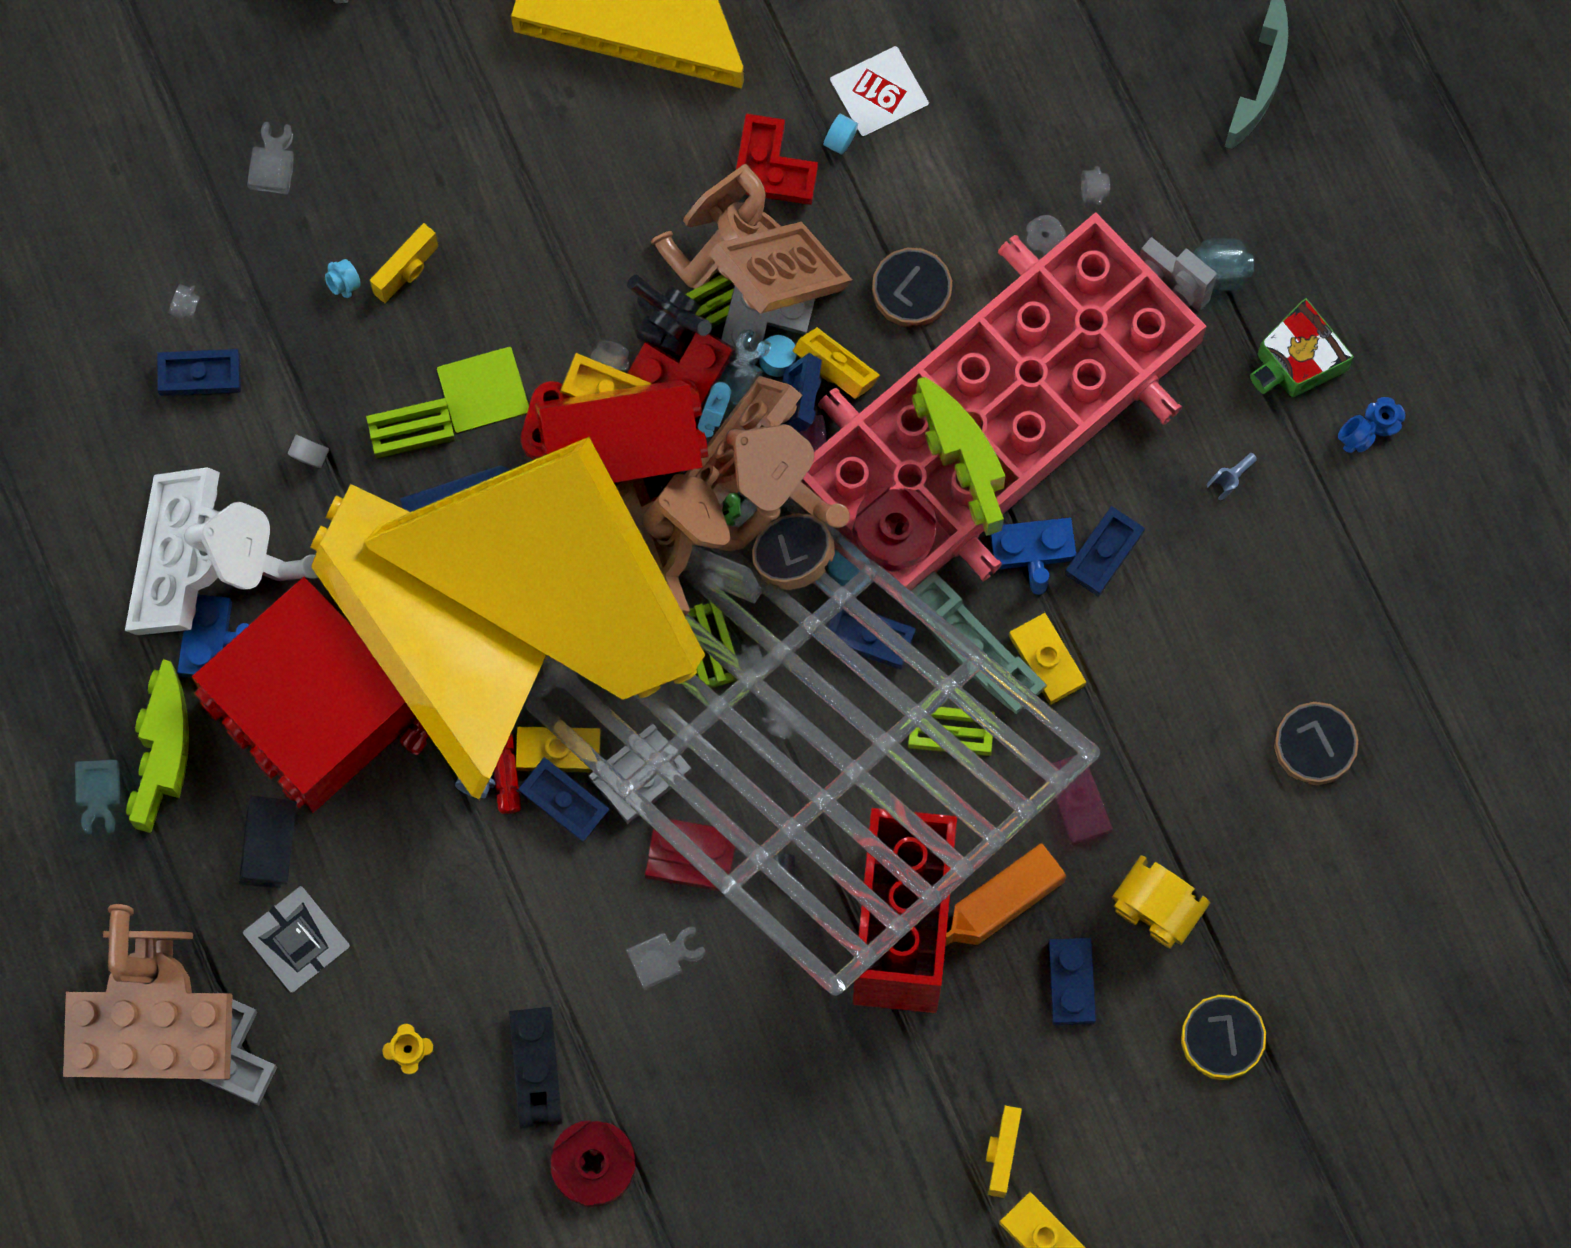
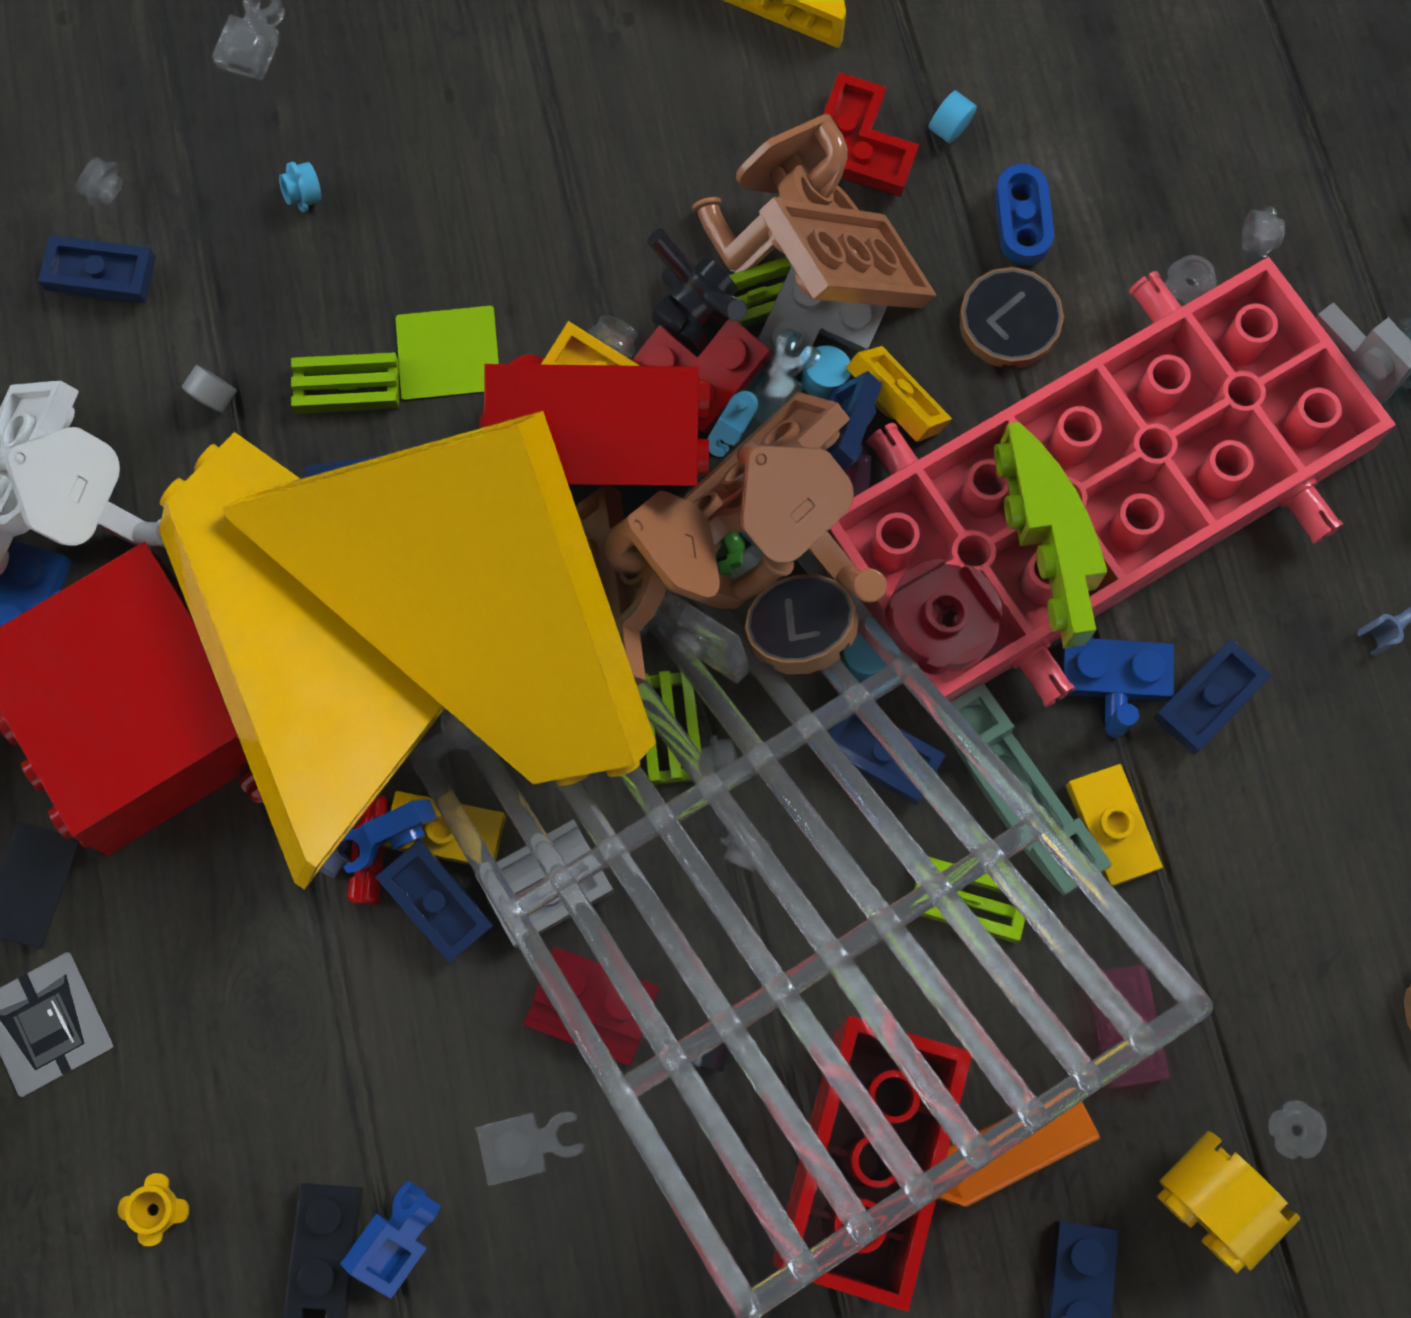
camera: 10 degrees right, 0 degrees up
(405, 263) = (380, 180): yellow plate -> none
(527, 750) = (397, 826): none -> blue plate
(580, 1040) = (391, 1247): none -> blue plate
(879, 91) = (1008, 78): white sticker -> none
(910, 205) = (1024, 218): none -> blue plate
(1209, 837) = (1312, 1125): none -> clear plate

